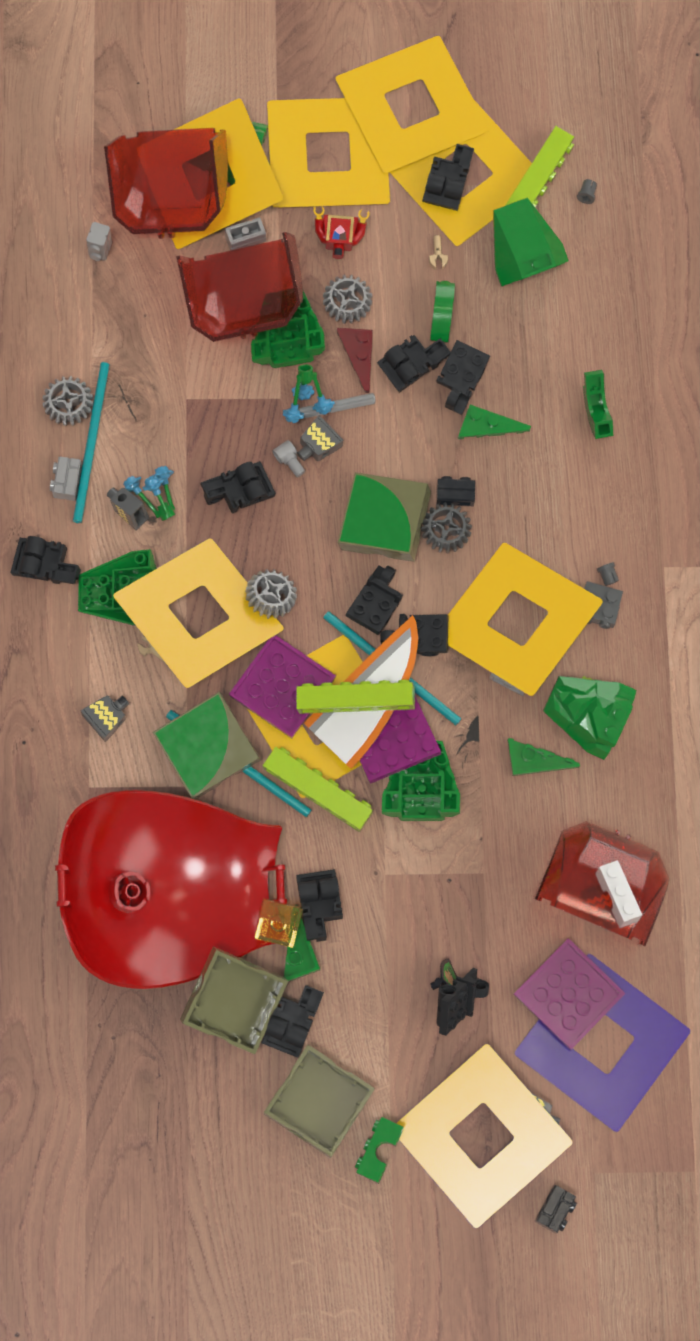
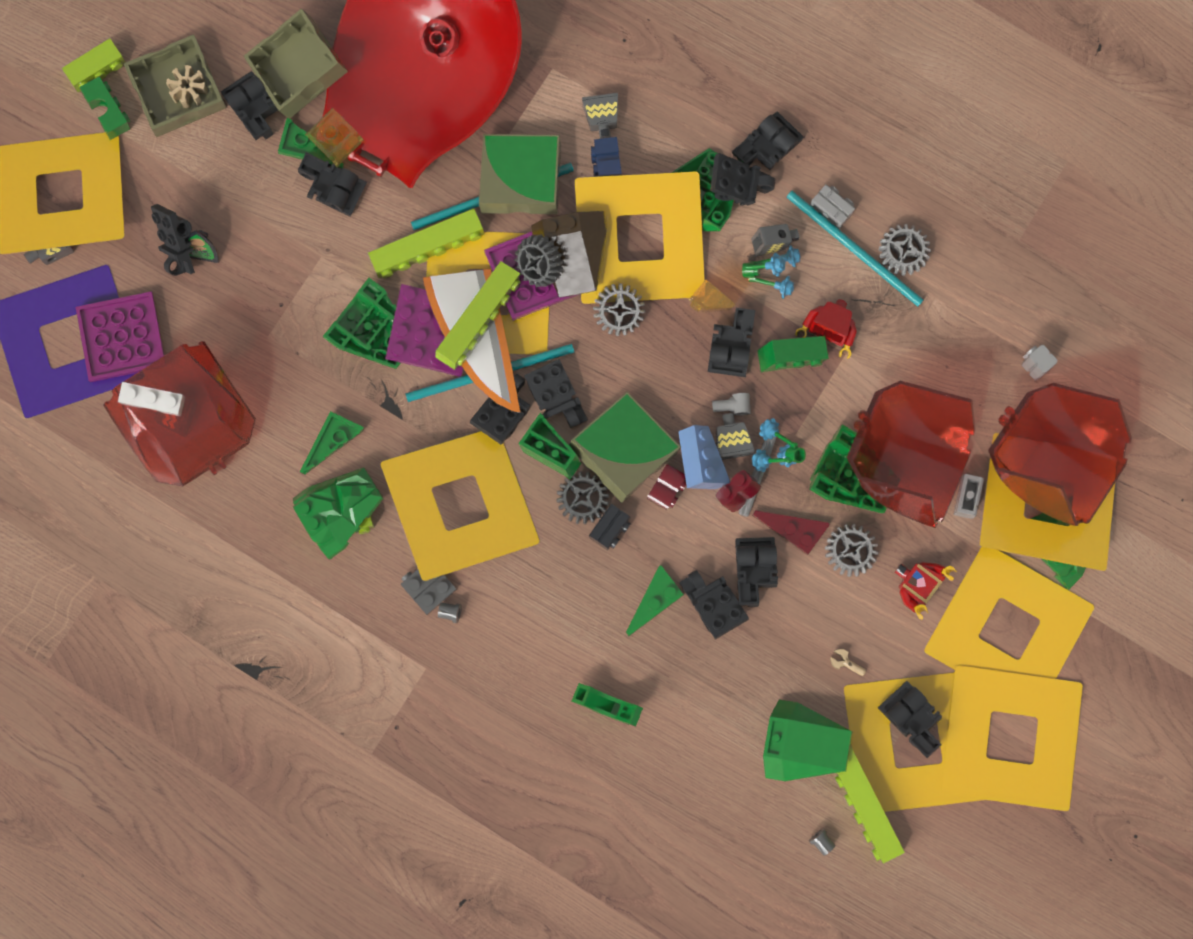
camera: 130 degrees right, 5 degrees up
(96, 560) = (737, 181): none -> black plate
(149, 680) = (606, 156): none -> dark blue brick
(170, 419) = (833, 322): none -> red torso
(216, 524) = (710, 299): none -> clear yellow slope
(217, 434) = (792, 353): none -> green wedge
(249, 657) = (581, 243): none -> dark brown wedge
(276, 676) = (539, 260): none -> dark grey gear
(310, 1082) = (195, 83): none -> tan gear
(347, 1188) = (94, 64): none -> lime brick
(354, 450) = (701, 459): none -> medium blue wedge
(364, 409) = (735, 494): none -> dark red brick
(395, 466) = (666, 487): none -> dark red brick
(425, 574) = (549, 448): none -> green wedge
(442, 311) = (787, 626): green arch -> none

